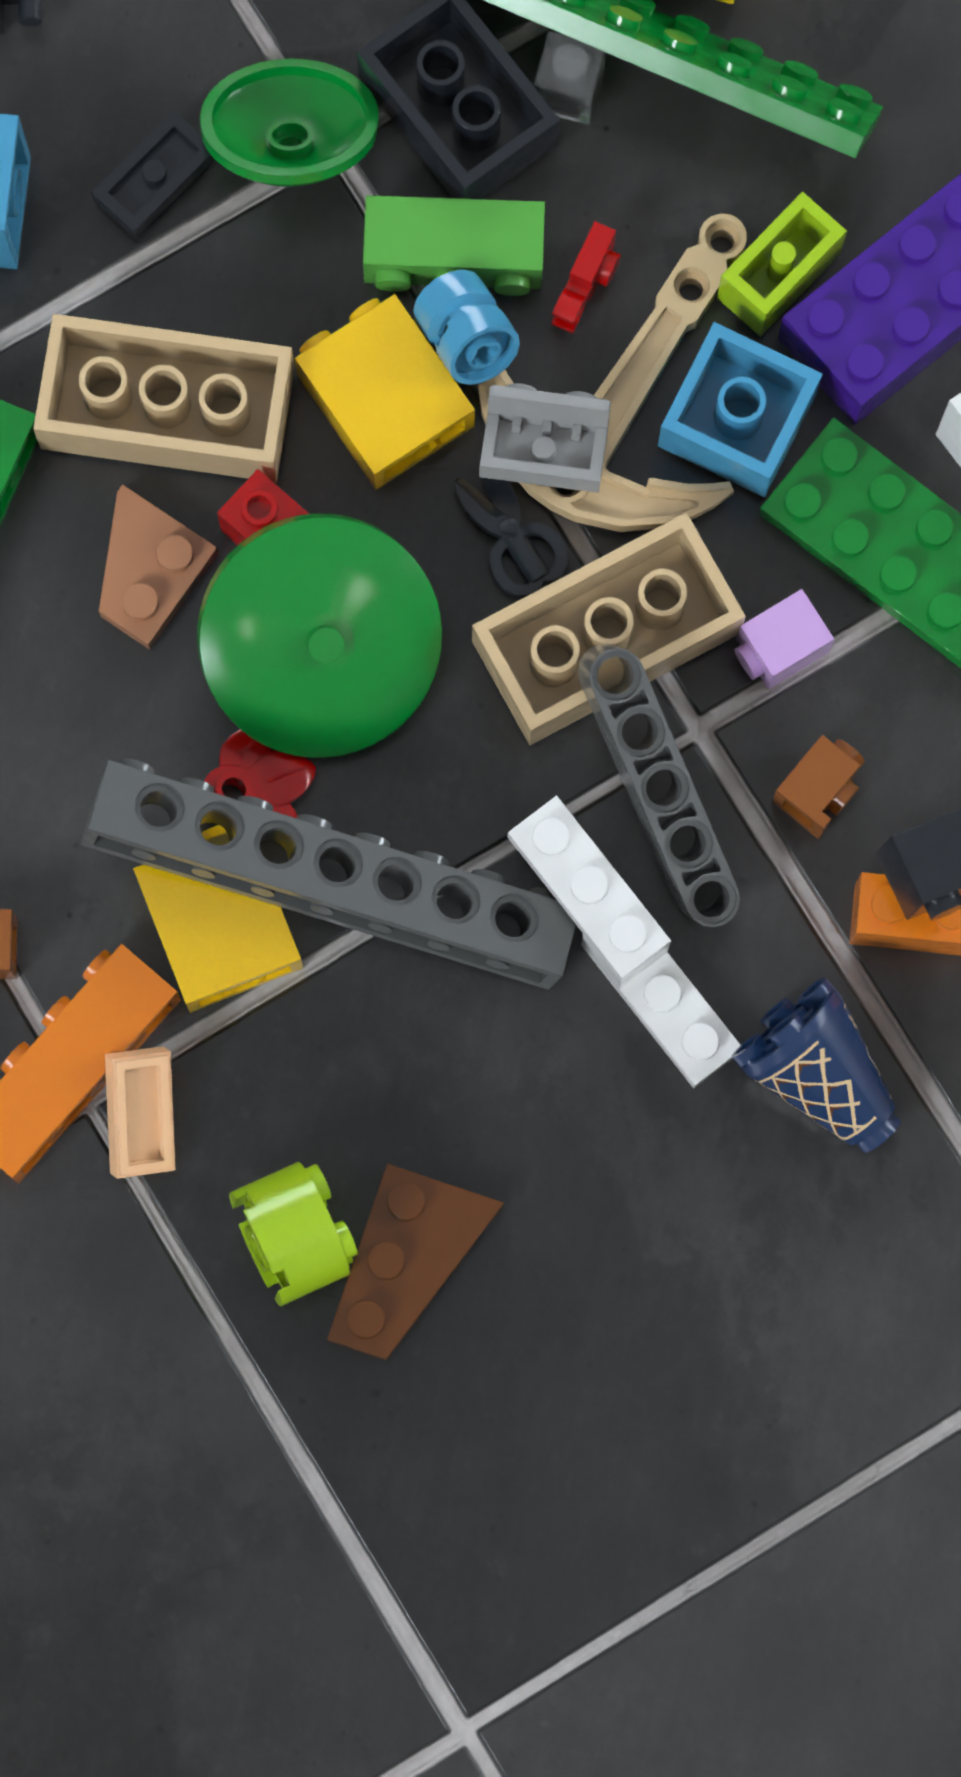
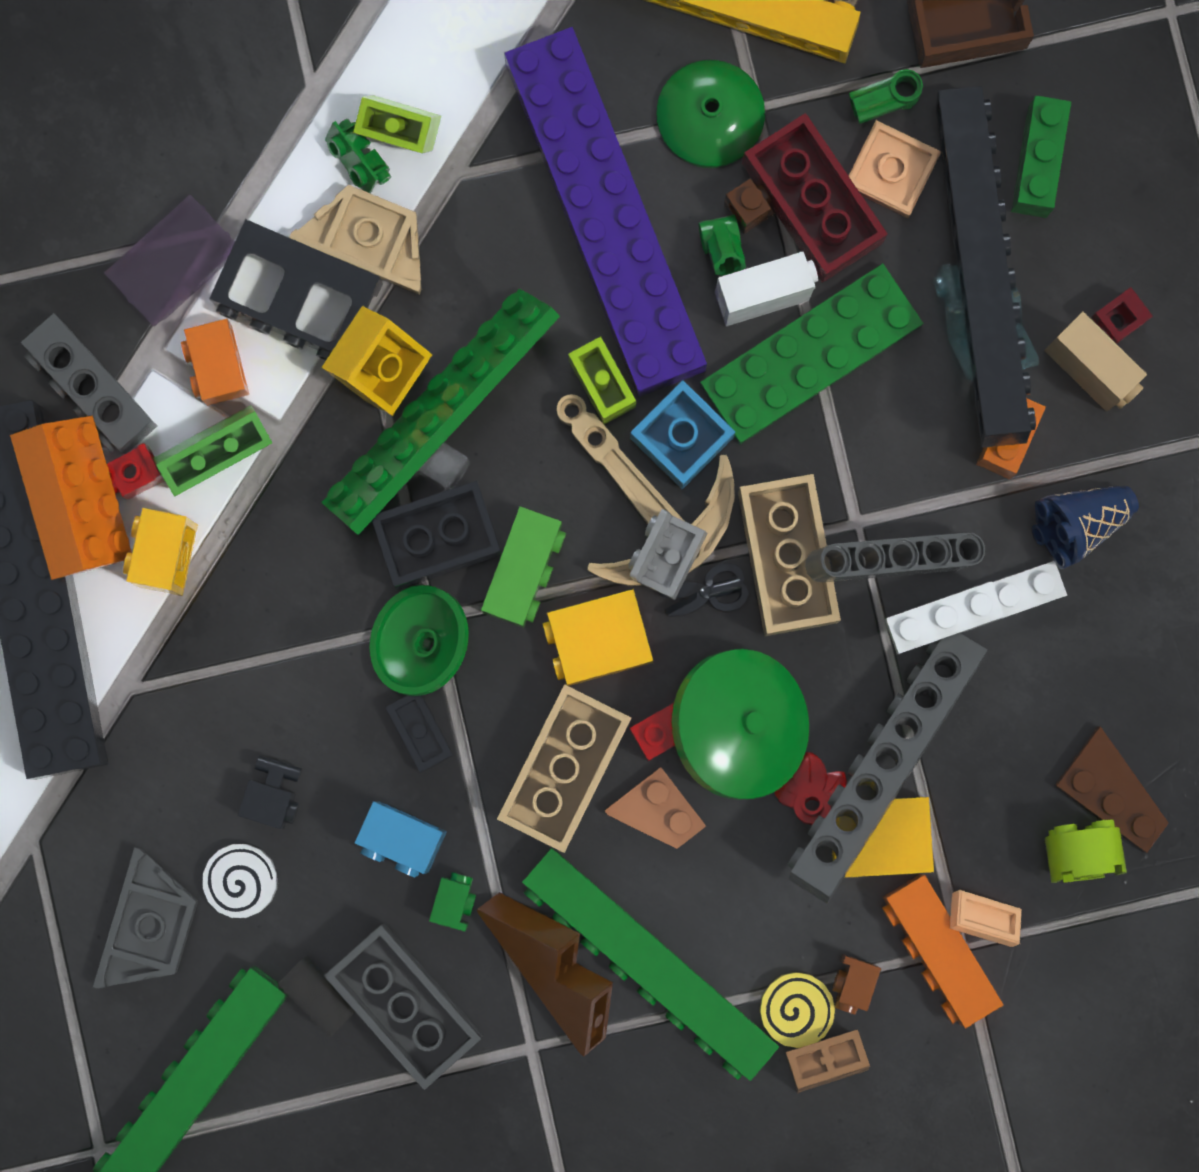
camera: 70 degrees left, 5 degrees up
(466, 327) = (584, 577): dark azure wheel -> none
(593, 266) = (563, 490): red plate -> none
(783, 640) = (825, 456): lavender brick -> none
(820, 784) = (916, 464): dark orange brick -> none

